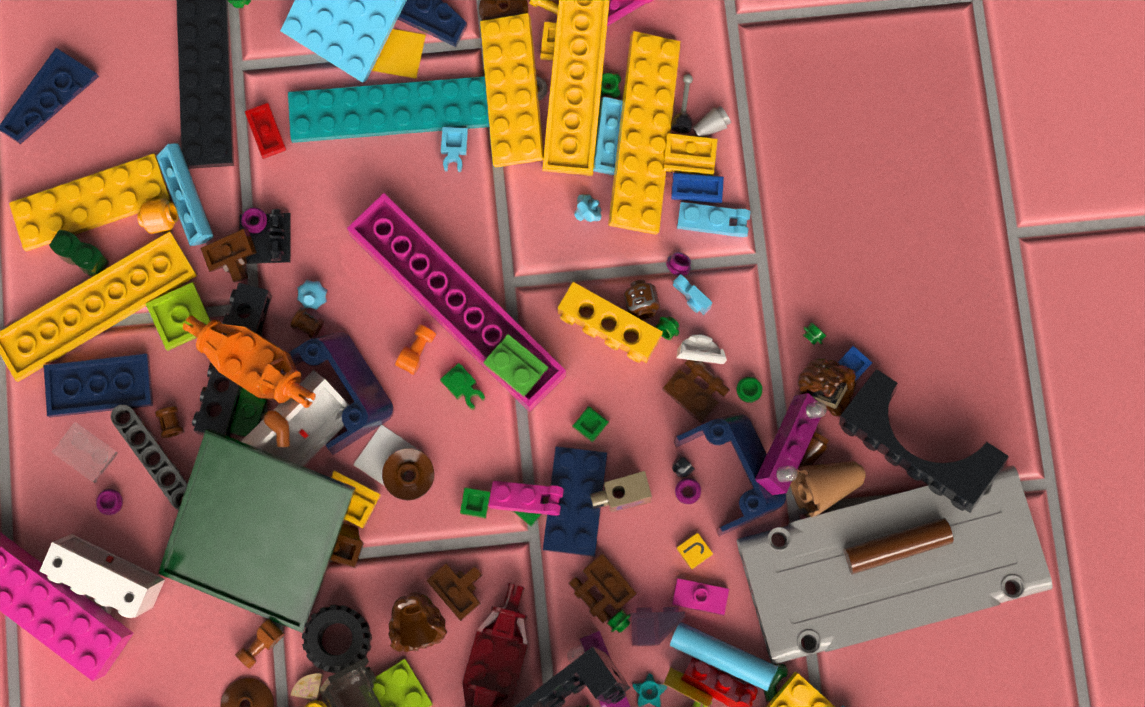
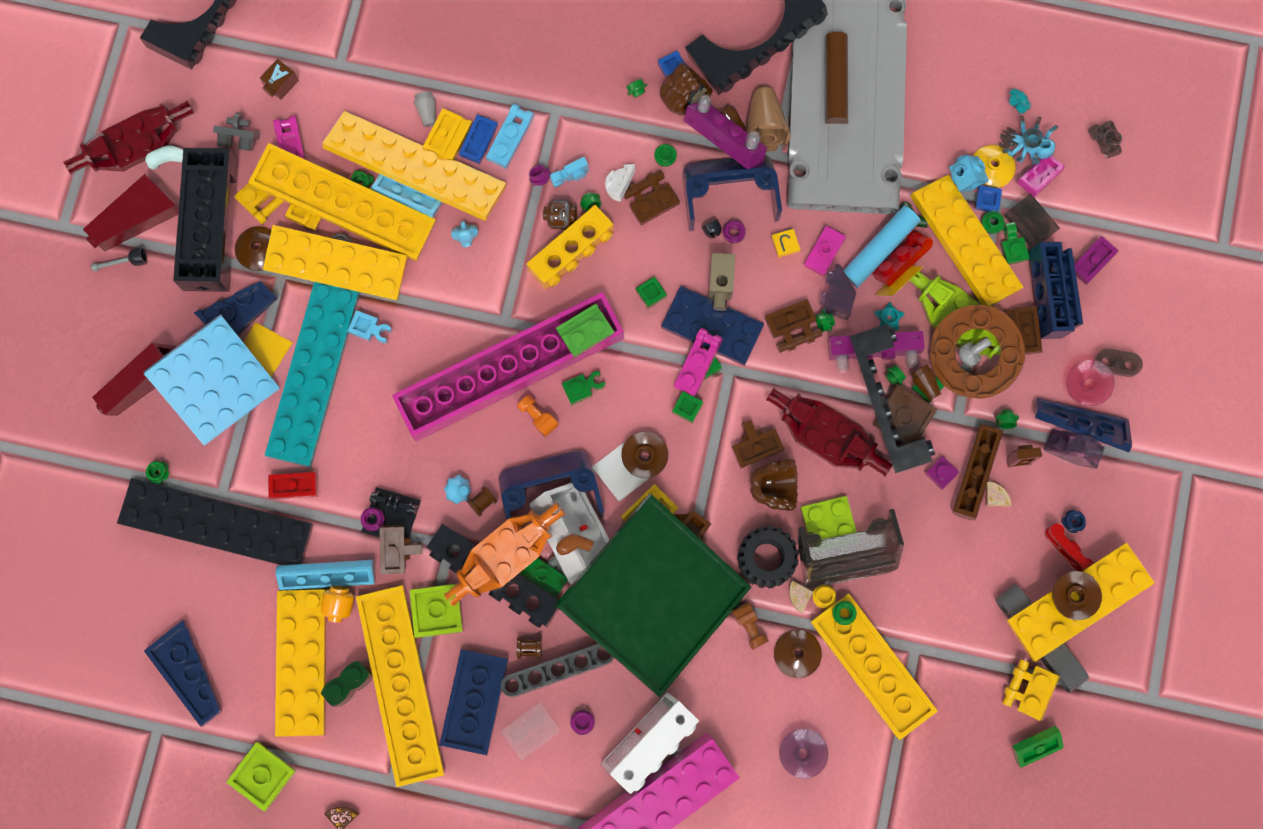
camera: 70 degrees left, 0 degrees up
(682, 122) = (415, 132): hinge -> none

